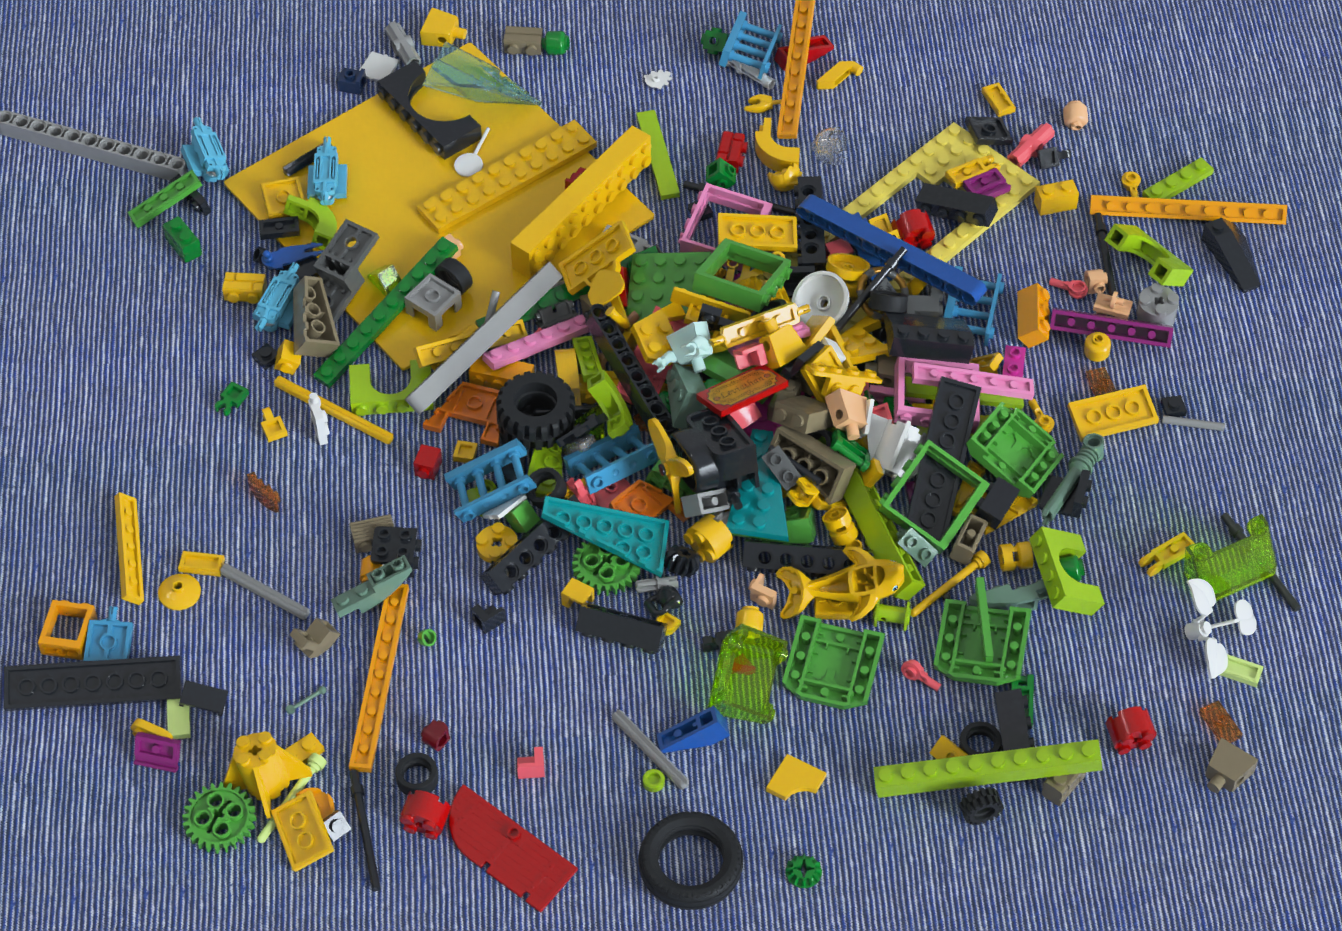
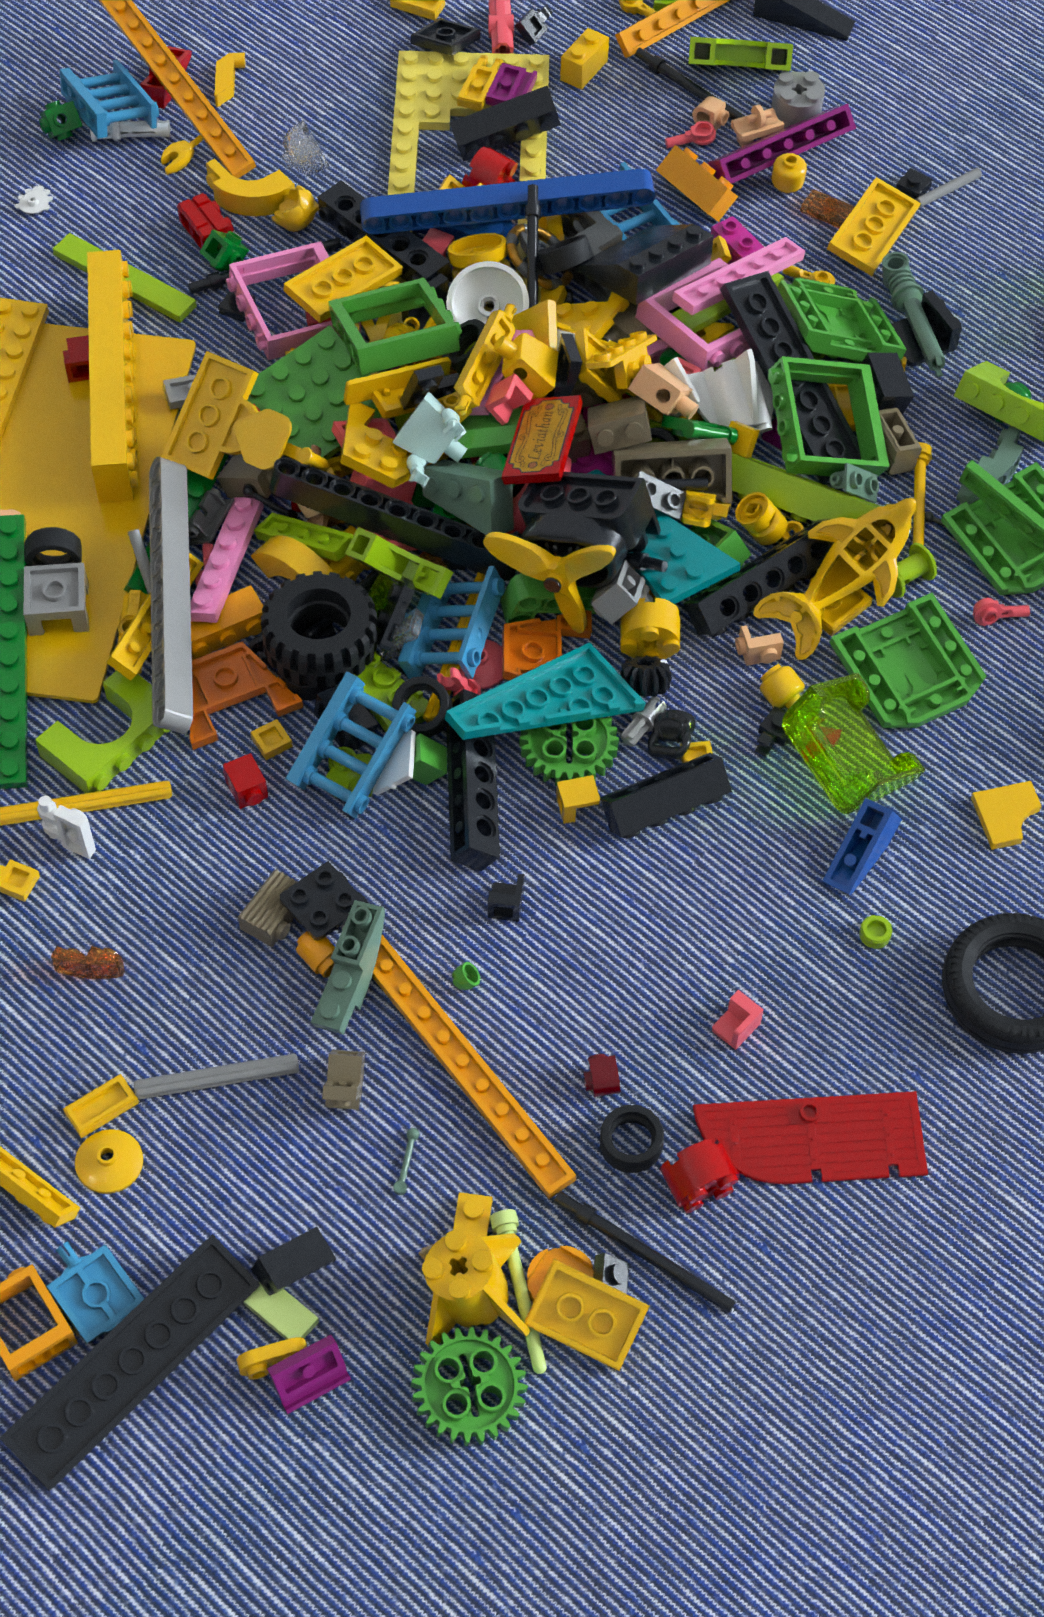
camera: 45 degrees left, 5 degrees up
(491, 534) = (421, 796): yellow plate -> none
(650, 749) = (836, 901): light grey axle -> none
(1022, 553) = (951, 426): yellow wheel -> none

